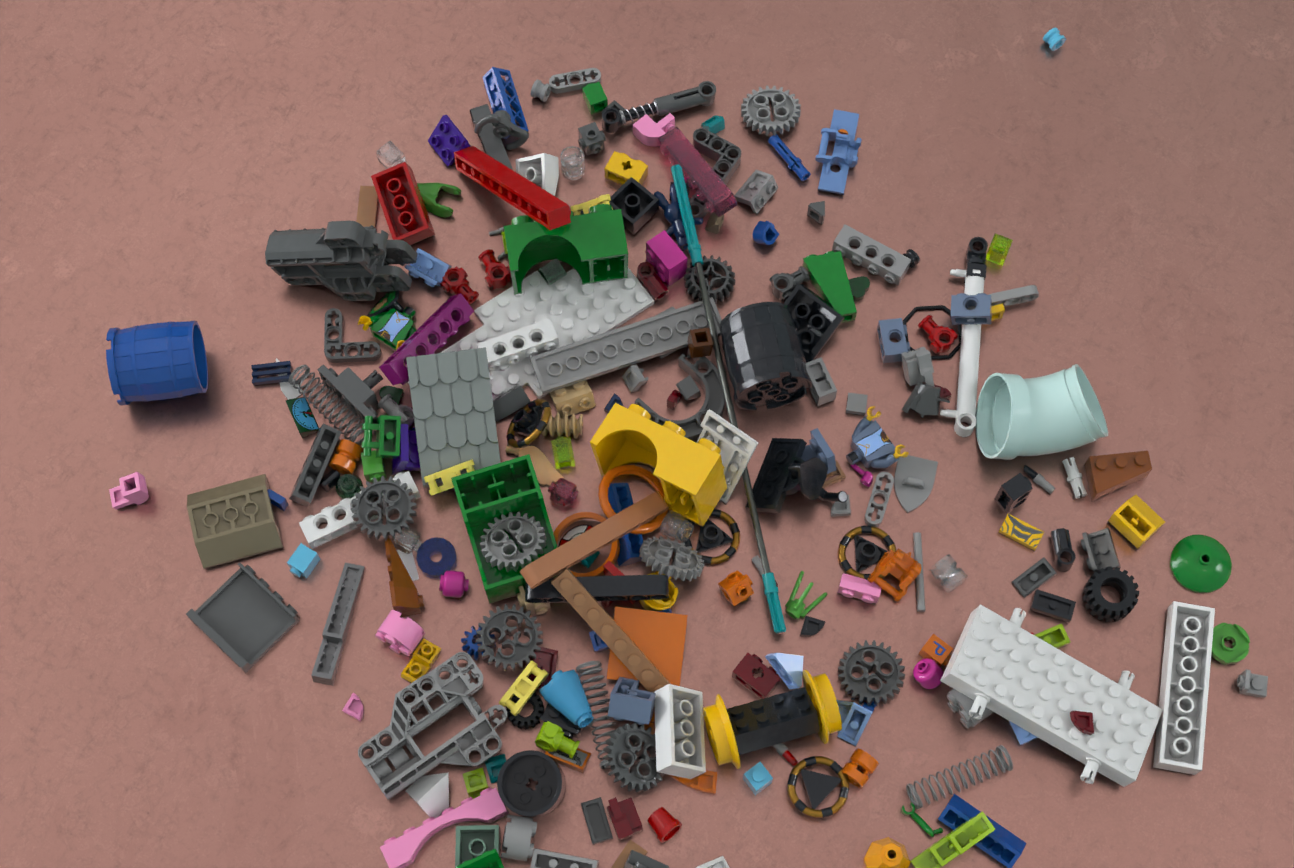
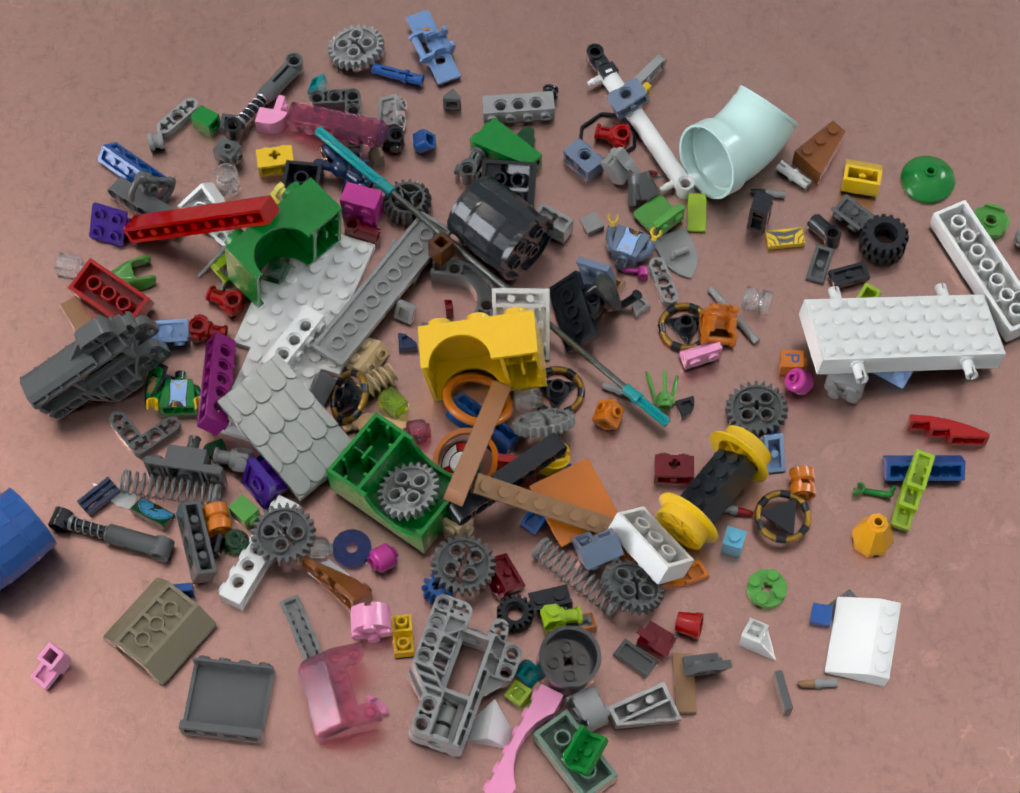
camera: 35 degrees left, 5 degrees down
(258, 414) = (157, 546): none -> piece
(303, 561) = (244, 622): medium azure brick -> none
(319, 672) = (331, 694): none -> clear pink windscreen
(387, 438) = (243, 477): green brick -> none
(446, 476) = (318, 477): light yellow plate -> none
(523, 688) = (504, 595): light yellow plate -> none
(568, 697) = (545, 578): dark azure cone -> none
(688, 388) = (455, 291): dark grey slope -> none
(741, 209) = (393, 145): none -> black connector
(745, 847) = (762, 598): none -> bright green plate
(788, 667) = (696, 443): light blue slope -> none
(921, 435) = (659, 214): none -> bright green bracket
(957, 455) = (696, 212): none -> lime slope
(998, 249) = (612, 45): clear neon green brick -> none
(1000, 759) = (864, 474): light grey piece -> none
(1036, 818) = (956, 432): none -> red slope
(1083, 721) = (940, 334): dark red tile -> none

